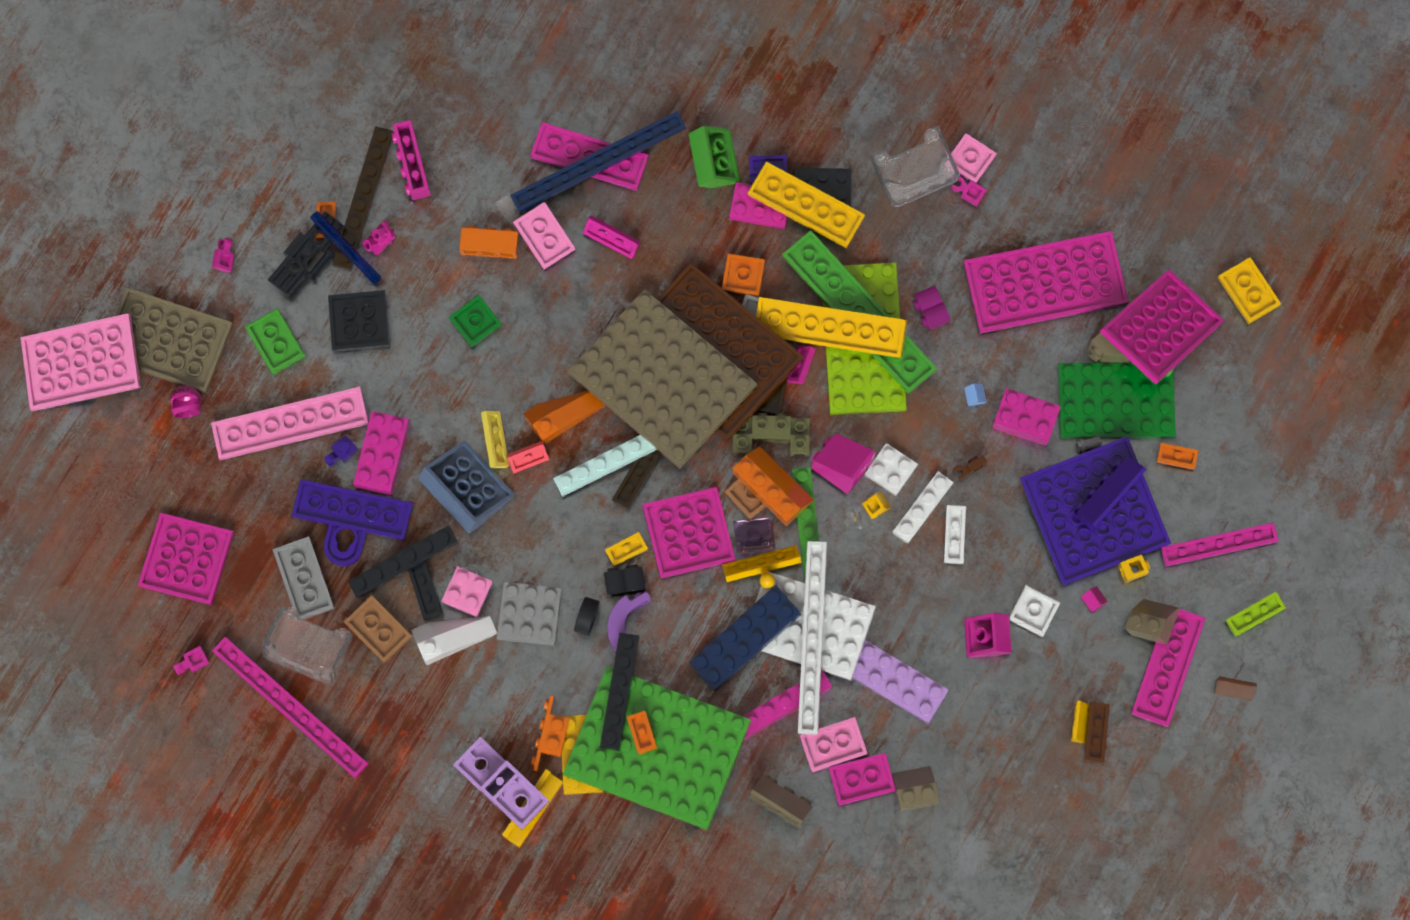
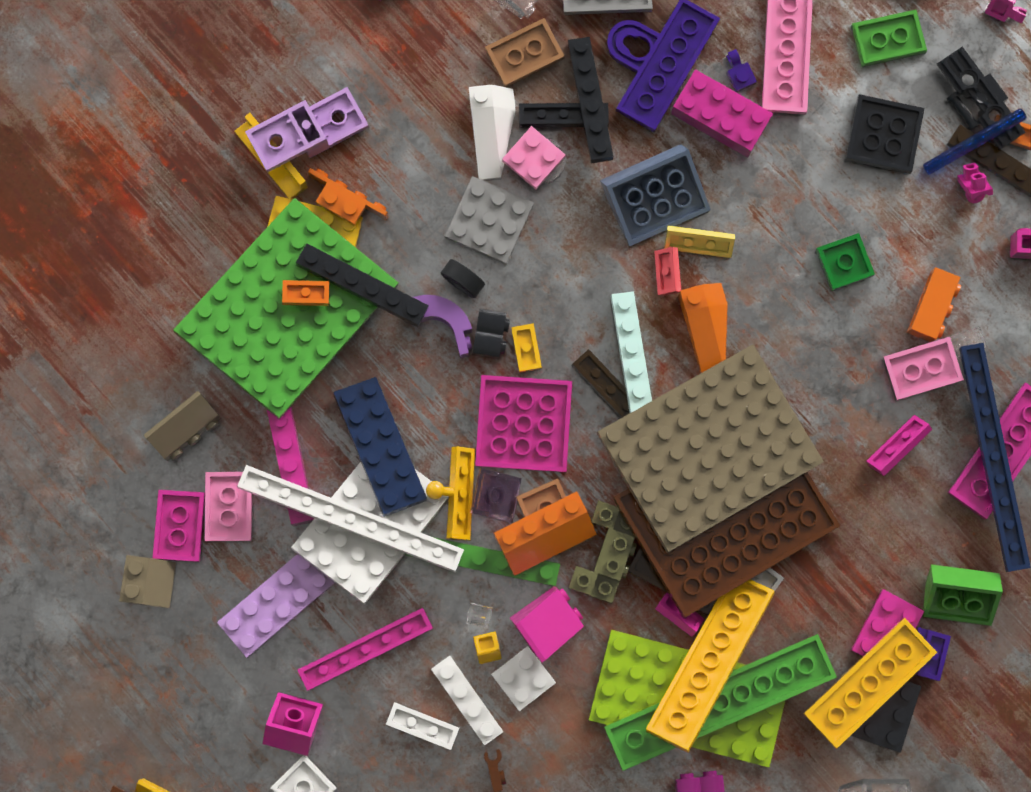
camera: 100 degrees right, 5 degrees up
(743, 275) = (807, 582): orange plate -> none
(910, 598) = (365, 649): none -> dark pink plate

